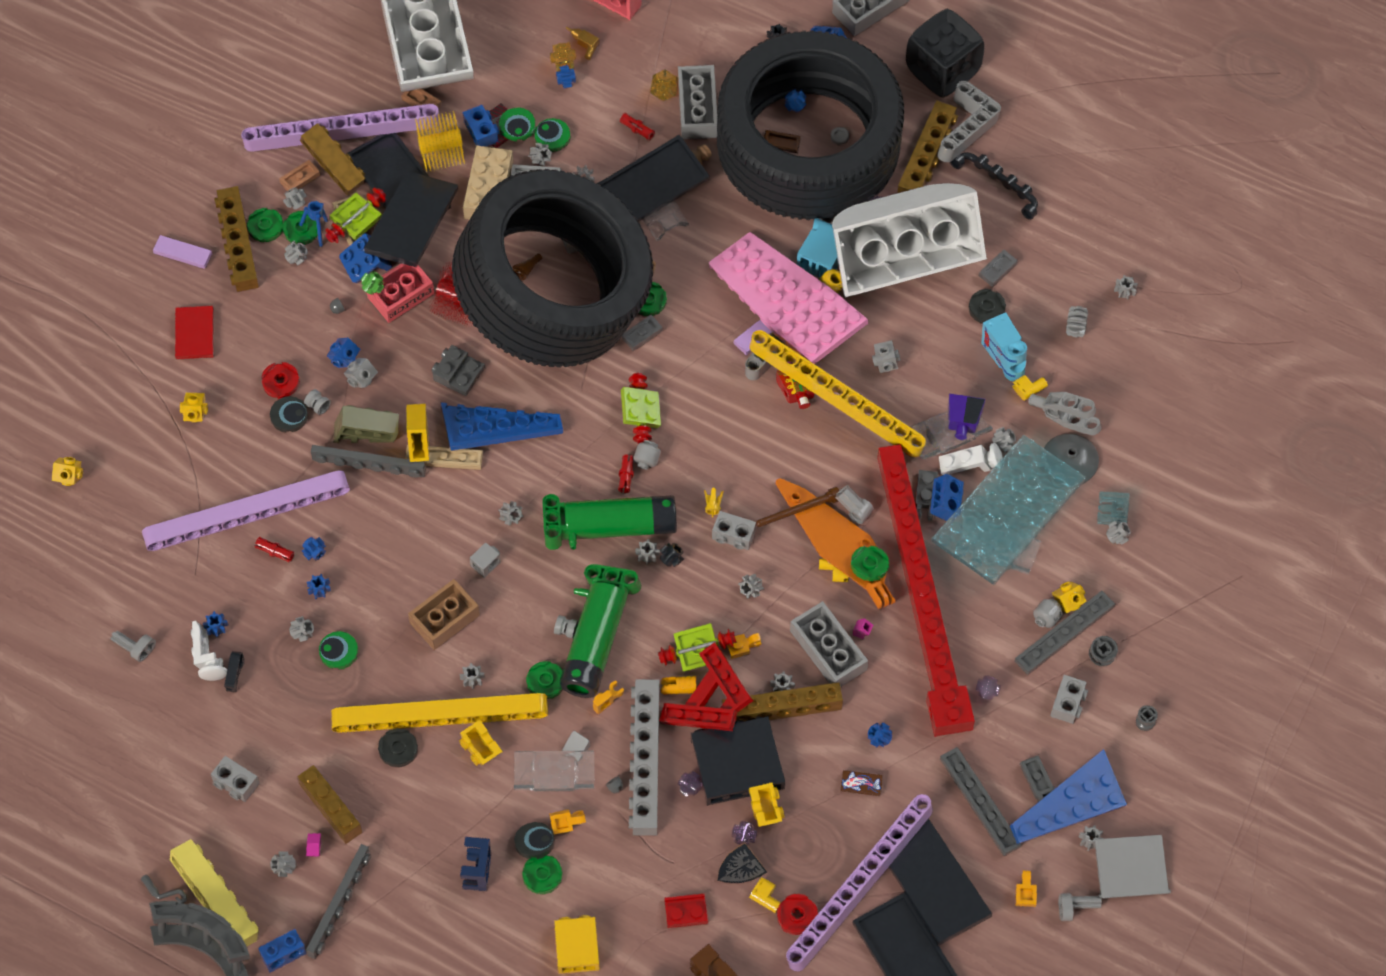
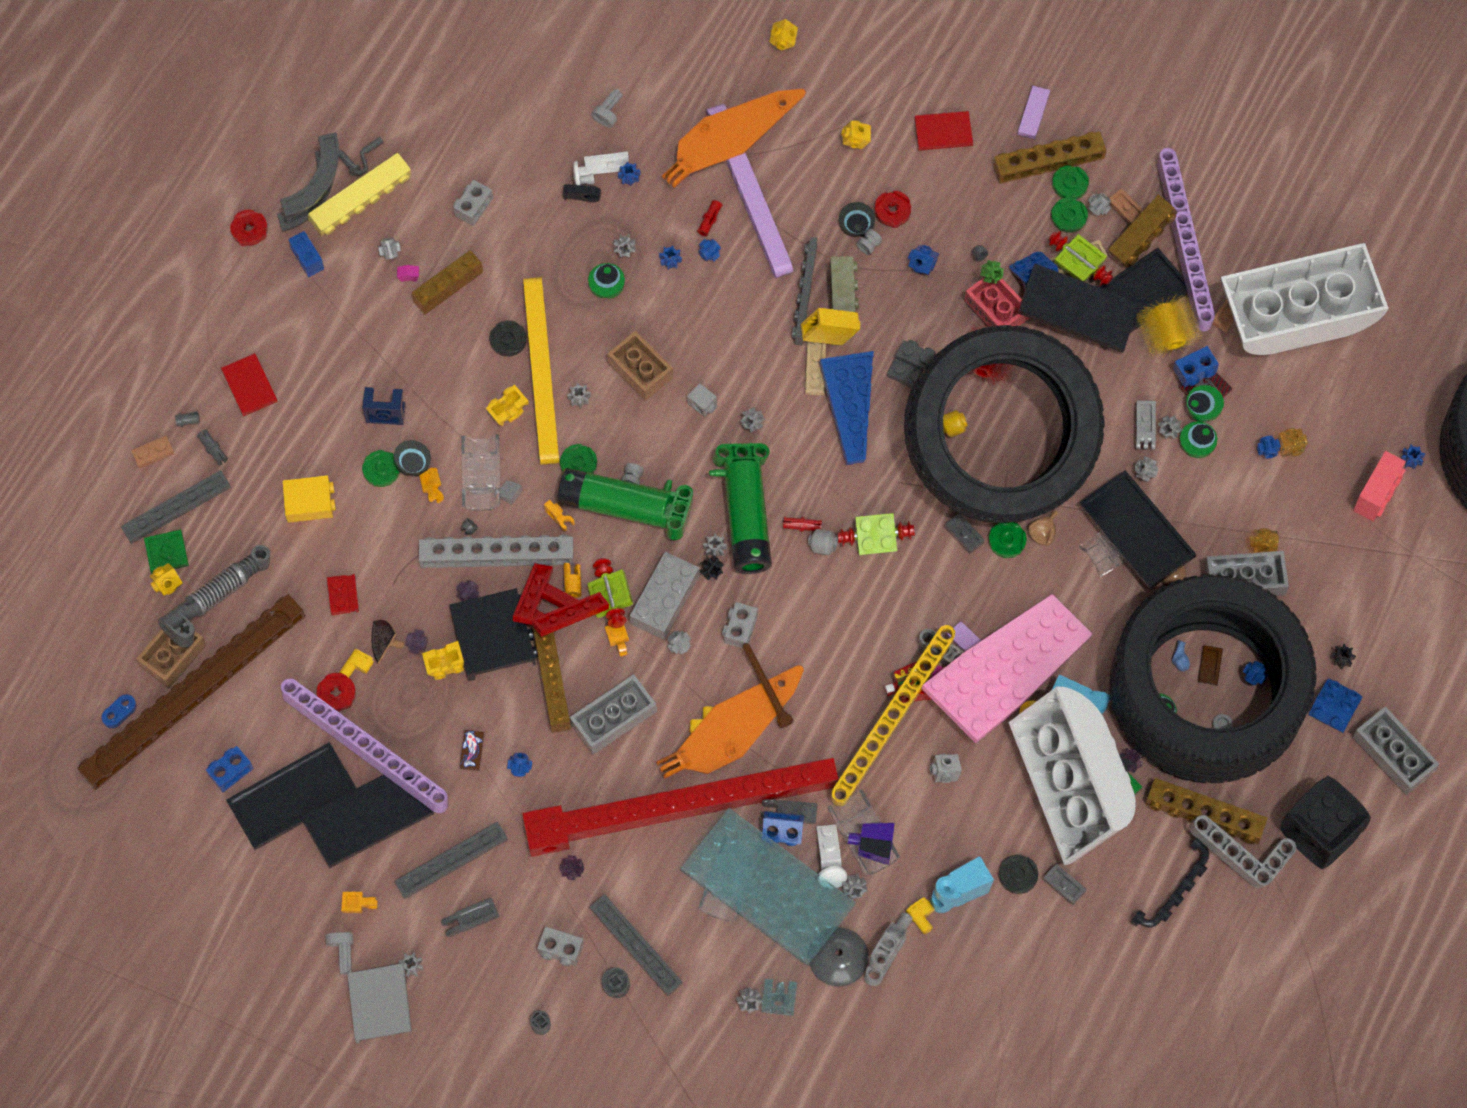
camera: 90 degrees right, 5 degrees up
(182, 522) = (729, 133): none -> orange wing
(295, 253) = (1039, 209): light grey gear -> none
(315, 211) = (1073, 217): blue plant -> none
(336, 908) = (352, 296): dark grey plate -> none
(360, 373) = (901, 276): light grey brick -> none
(487, 170) = (1130, 379): tan brick -> none
(524, 268) = (1033, 419): reddish brown cone -> none
(586, 40) = (1319, 467): pearl gold piece -> none
(628, 121) = (1214, 520): red pin -> none
(700, 597) = (664, 595): none -> light grey brick
(713, 505) = (768, 604): yellow piece -> none
(782, 678) = (578, 675): light grey gear -> none
(858, 507) = (770, 741): light grey piece -> none
(862, 628) = (639, 744): dark pink piece -> none
(869, 563) = (704, 752): green tile -> none
(1047, 613) = (654, 926): light grey head -> none
(1070, 596) = (673, 948): yellow brick -> none
(1077, 321) = (998, 962): light grey gear -> none
(1082, 796) = (452, 954): blue wing -> none
(1125, 287) = (1044, 1020): light grey gear -> none

